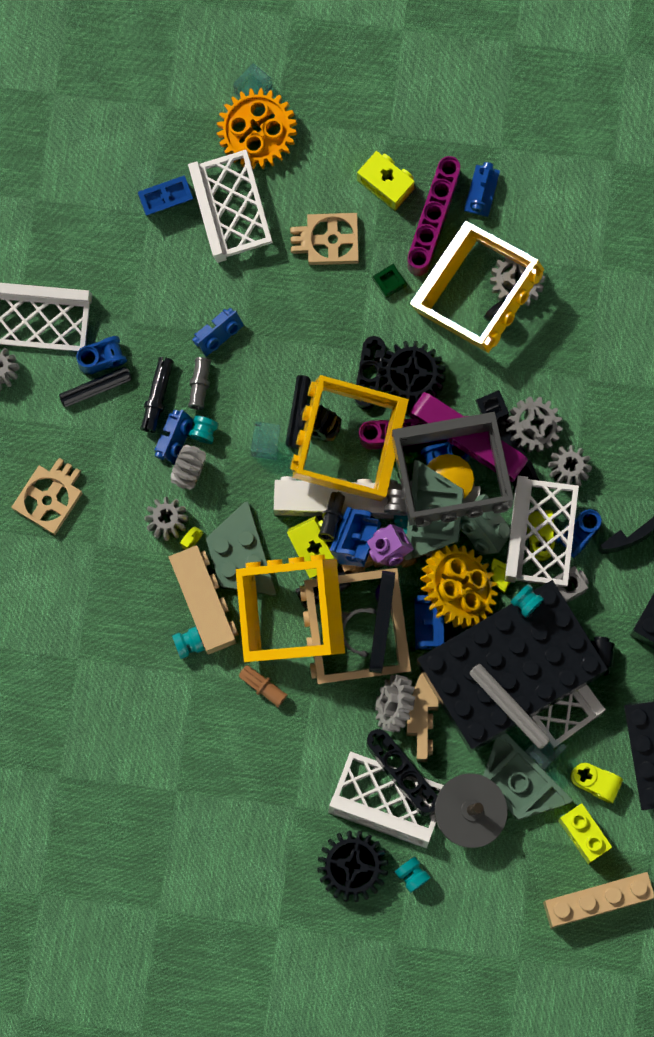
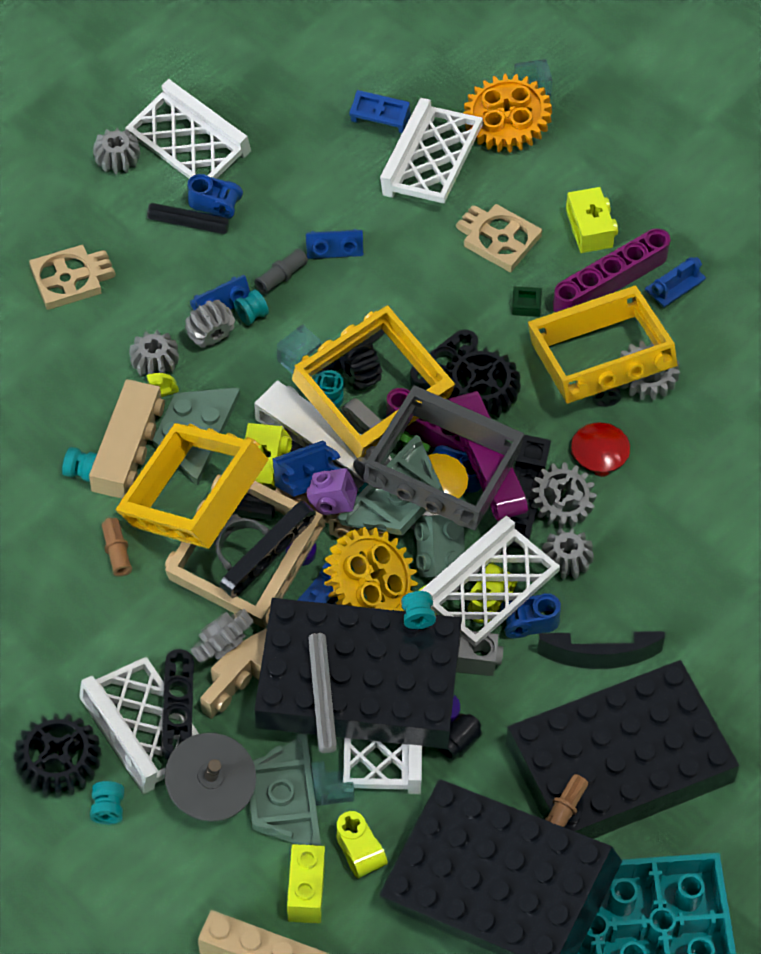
camera: 30 degrees right, 20 degrees down
(154, 405) = (226, 262): black pin -> none
(315, 460) = (332, 385): none -> teal wheel
(332, 516) = (300, 436): black axle -> none
(355, 464) = (359, 416): none -> light grey beam
(528, 365) = (600, 448): none -> red dish

